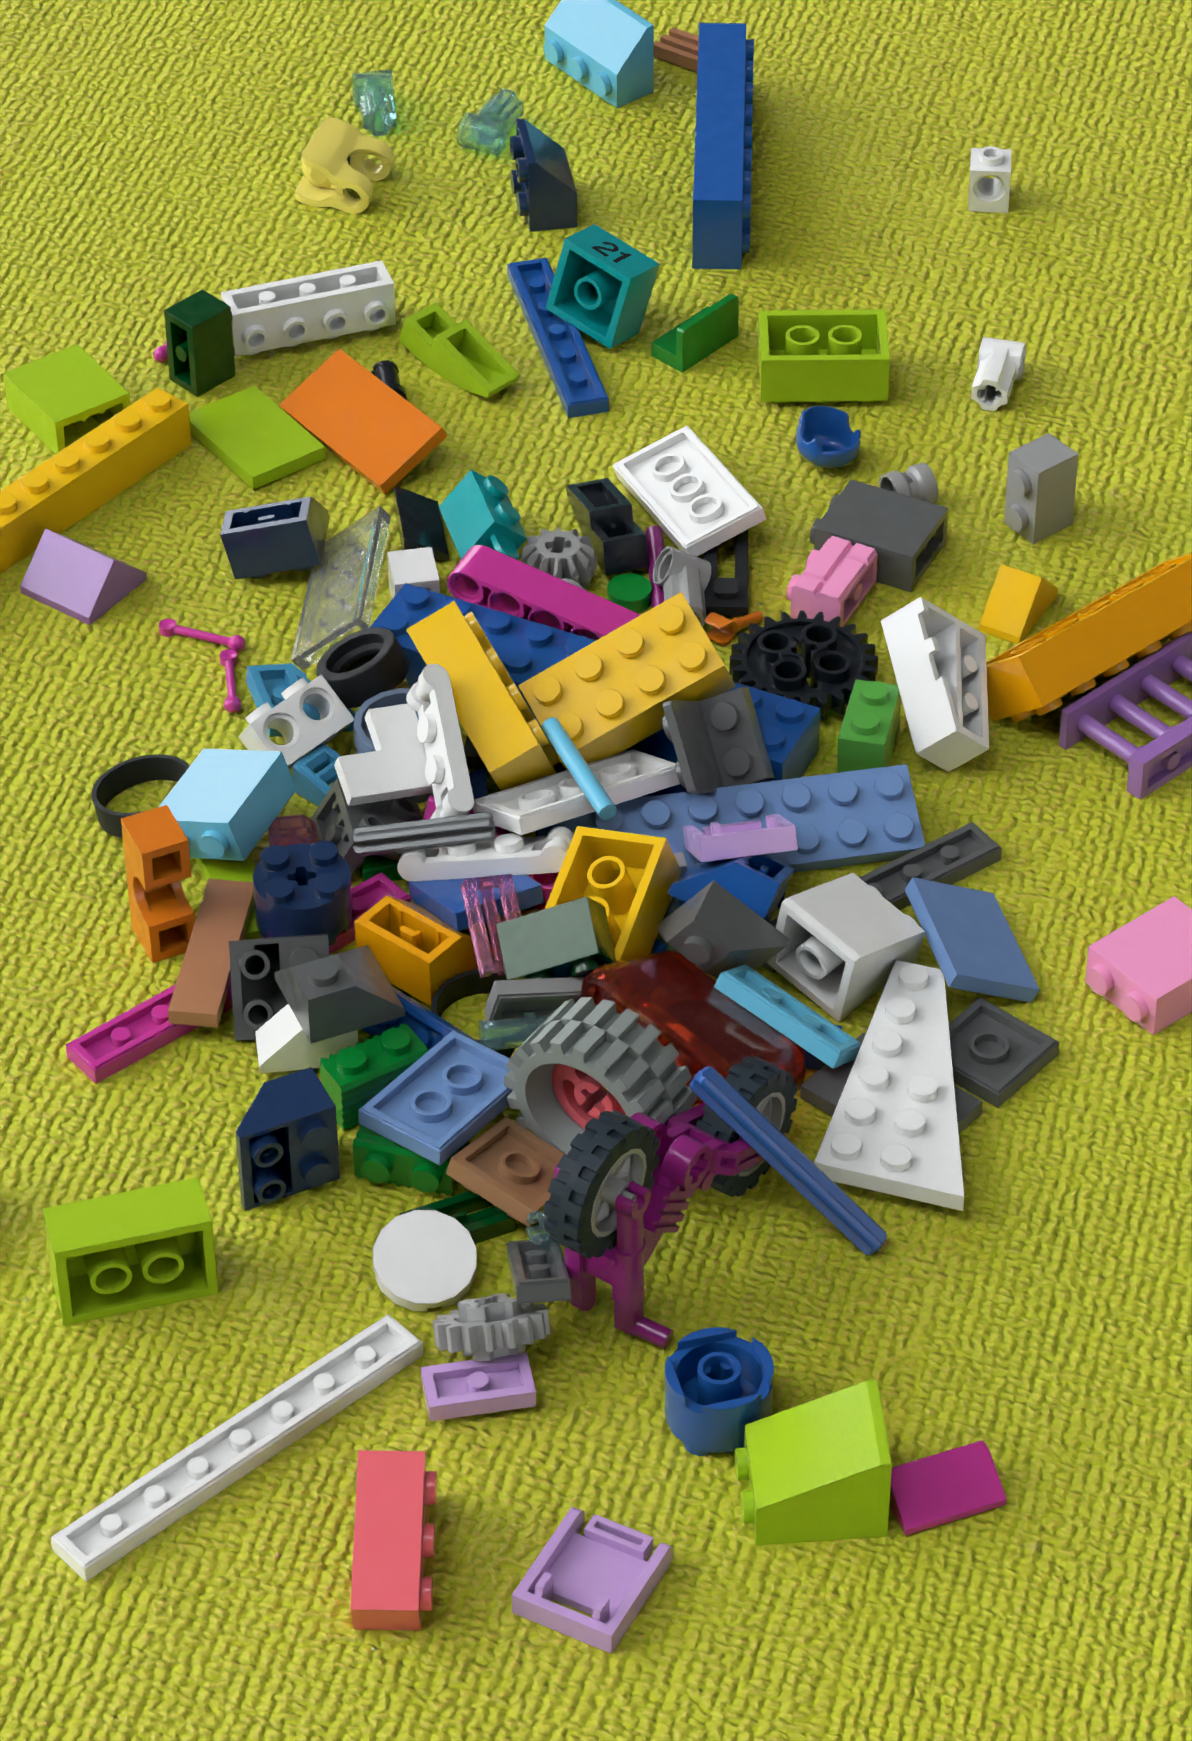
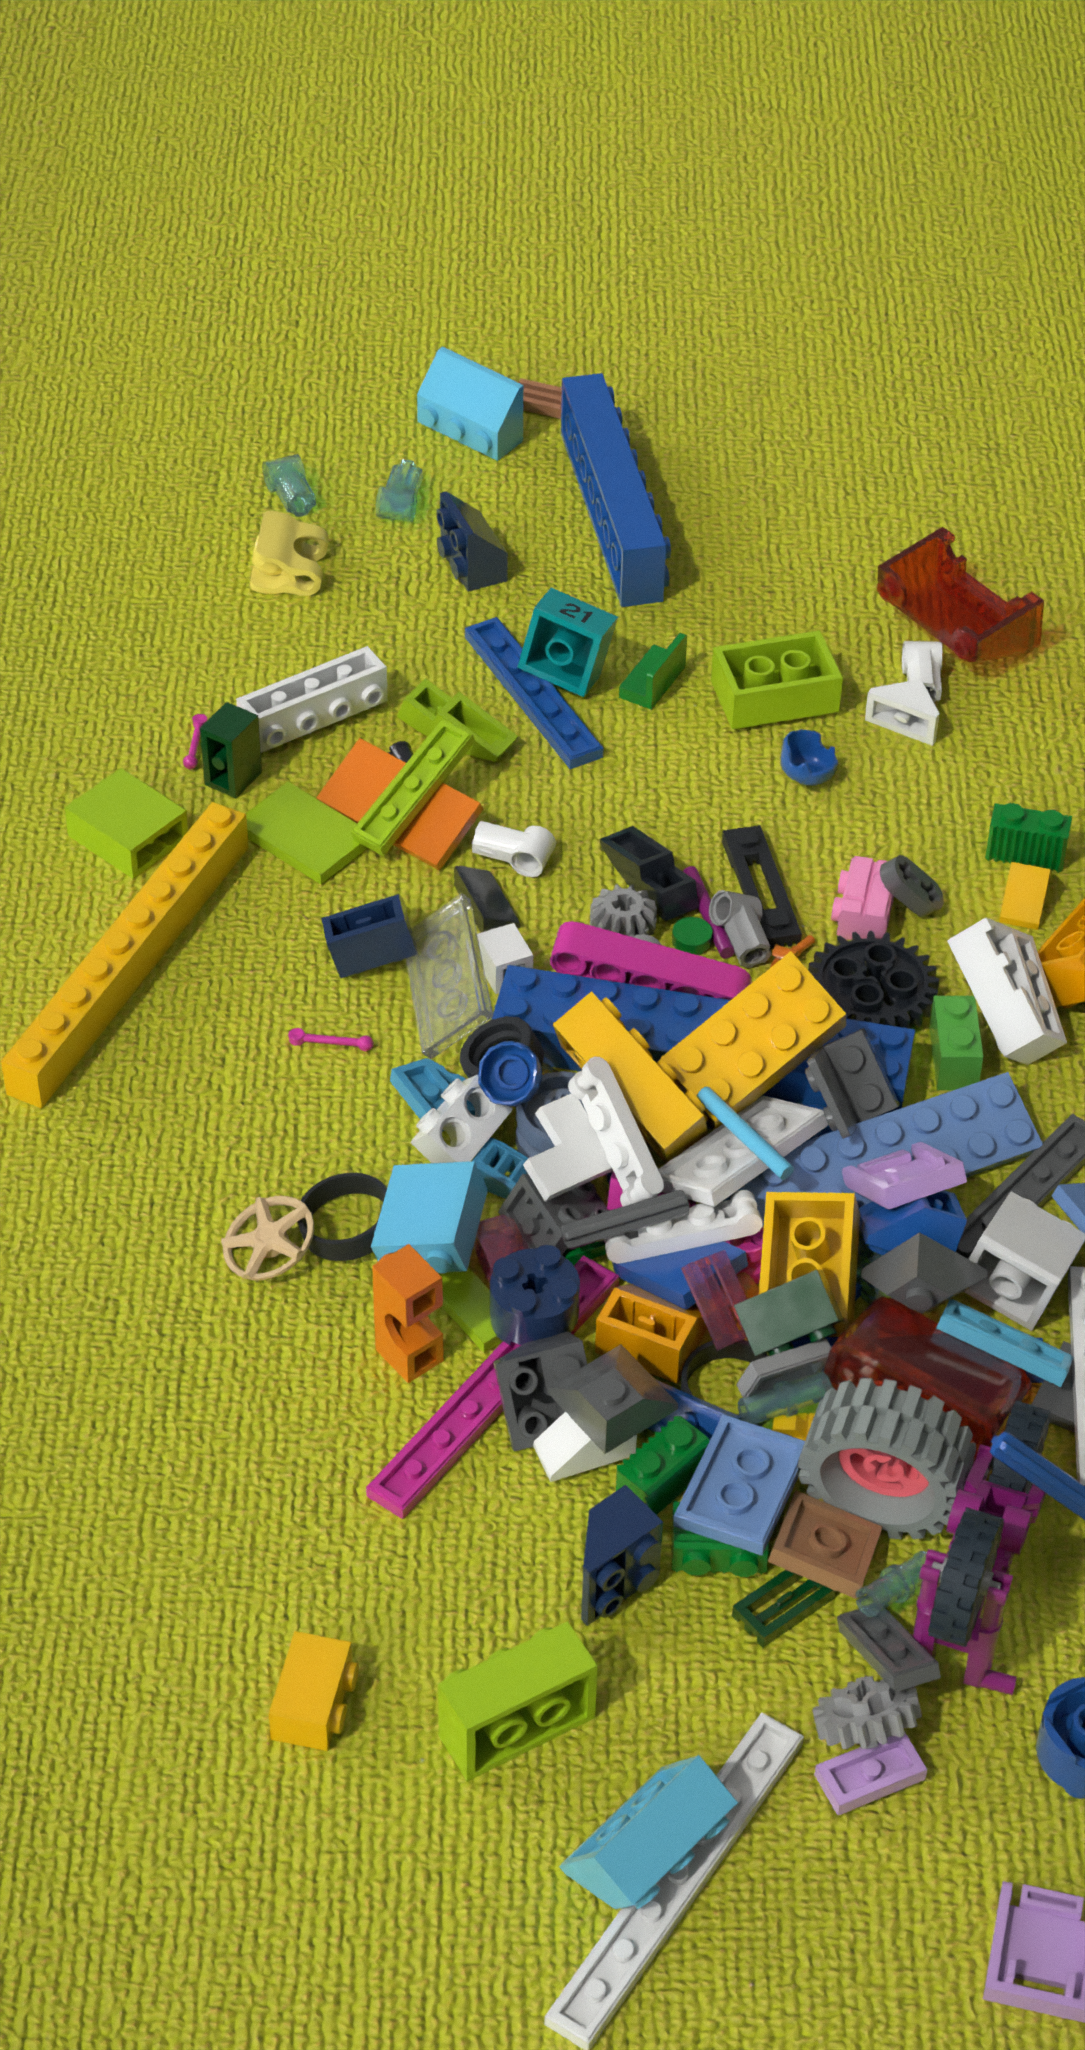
camera: 15 degrees left, 5 degrees up
(58, 804) = (268, 1238): none -> tan wheel
(77, 578) = (199, 1001): slope -> none
(206, 964) = (469, 1370): nougat tile -> none
(219, 1391) = (651, 1834): none -> medium azure slope
(229, 659) = (363, 1059): dark pink hinge -> none
(352, 677) = (510, 1073): none -> blue hair
(376, 402) = (412, 787): none -> lime tile
(392, 1540) = (865, 1958): coral wedge -> none
(424, 1260) = (775, 1651): white tile -> none
(448, 469) = (523, 850): none -> white piece
(482, 515) = (547, 888): teal brick -> none
(689, 492) = (711, 830): white tile -> none
(883, 573) = (911, 886): none -> dark grey beam
(899, 527) = (884, 833): dark grey brick -> none
(915, 482) = (897, 794): light grey wheel -> none
(955, 405) = (904, 709): none -> white slope
(989, 193) = (847, 488): white brick -> none
(1041, 488) = (1012, 775): light grey brick -> none
(1042, 546) = (1028, 836): none -> green brick
(1054, 307) = (955, 607): none -> clear red windscreen

